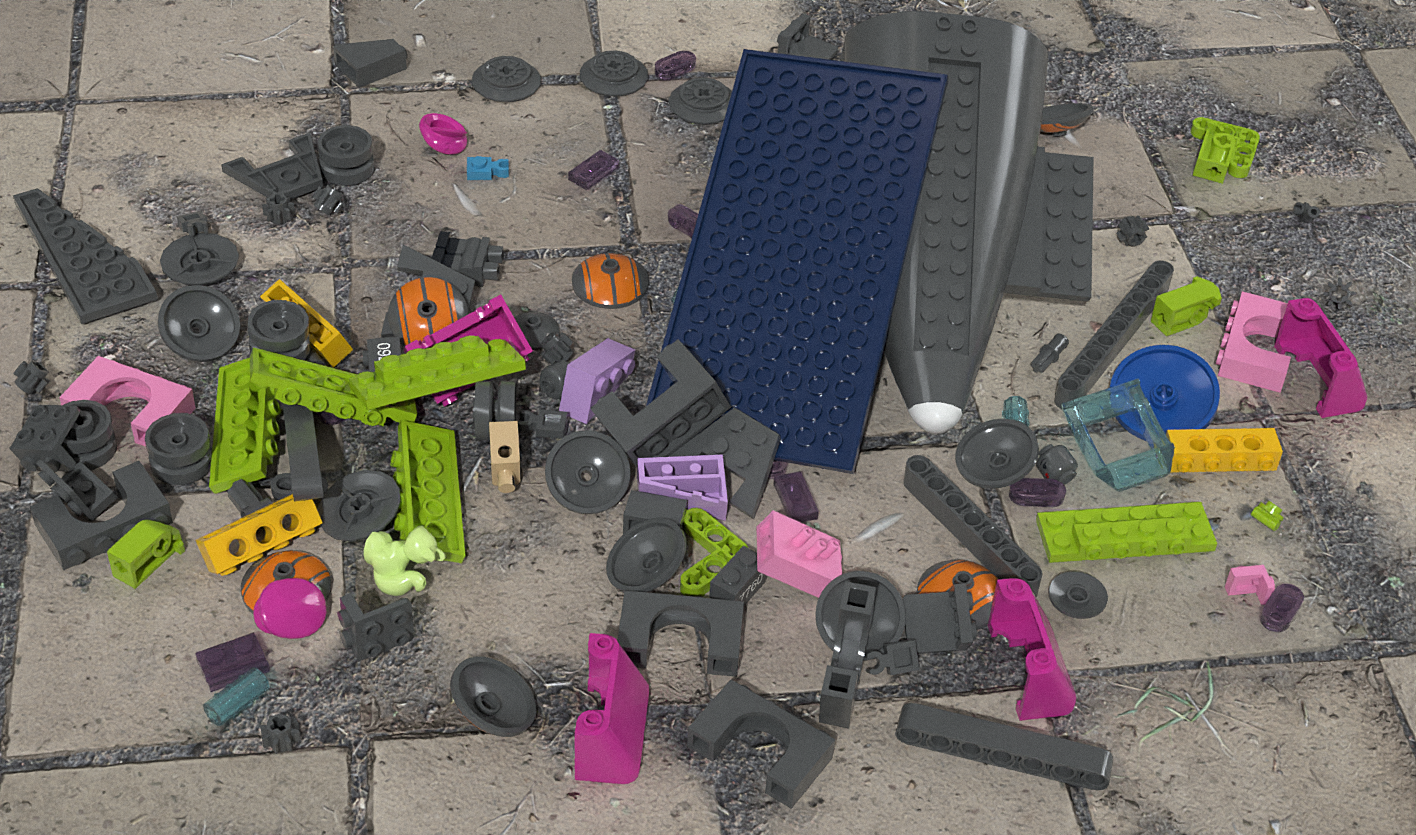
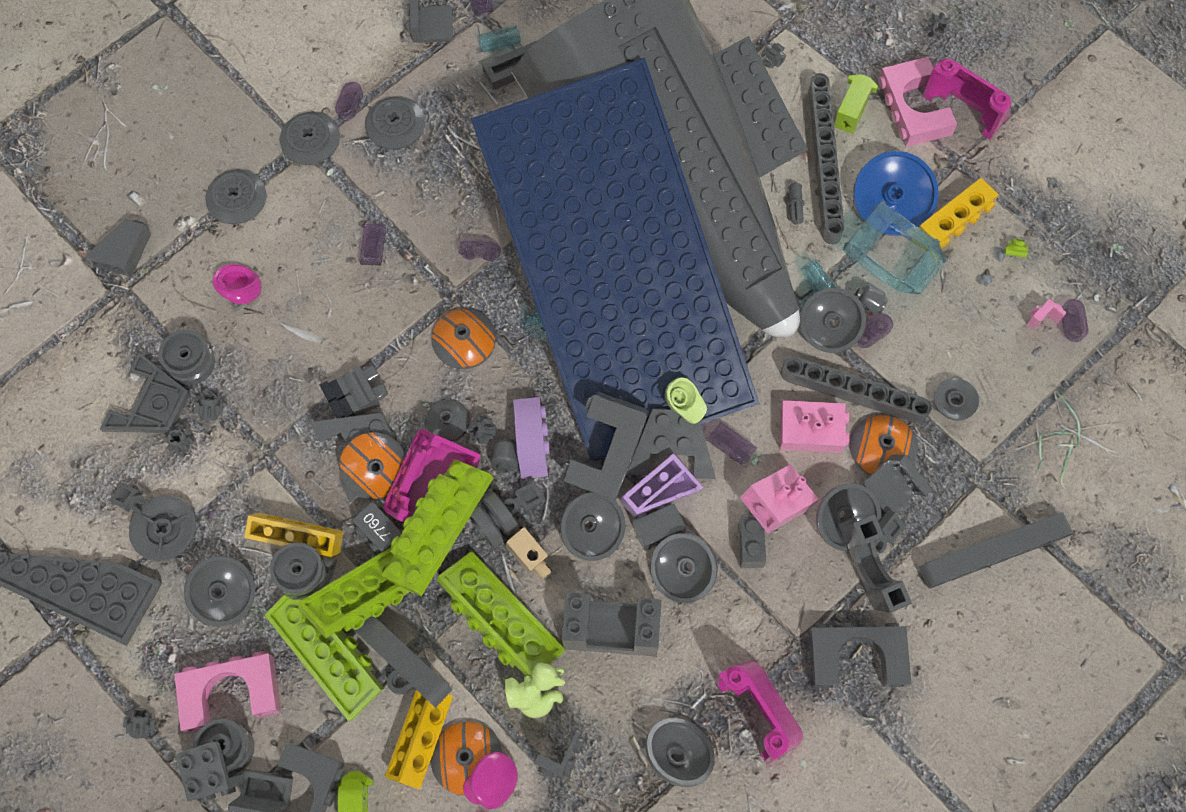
camera: 30 degrees left, 25 degrees up
(179, 448) = (298, 696): dark grey wheel -> none
(246, 498) = (387, 713): dark grey piece -> none
(359, 505) = (449, 661): dark grey piece -> none
(483, 168) = (291, 295): dark azure plate -> none
(523, 562) = (611, 626): none -> dark grey piece
(716, 618) = (765, 582): dark grey arch -> none
(719, 550) = (722, 526): lime beam -> none
(776, 402) = (688, 400): none -> yellowish green cap
(895, 530) = (813, 426): none -> bright pink piece
(1023, 622) = (950, 446): dark pink windscreen -> none
(1125, 532) = (944, 323): lime plate -> none

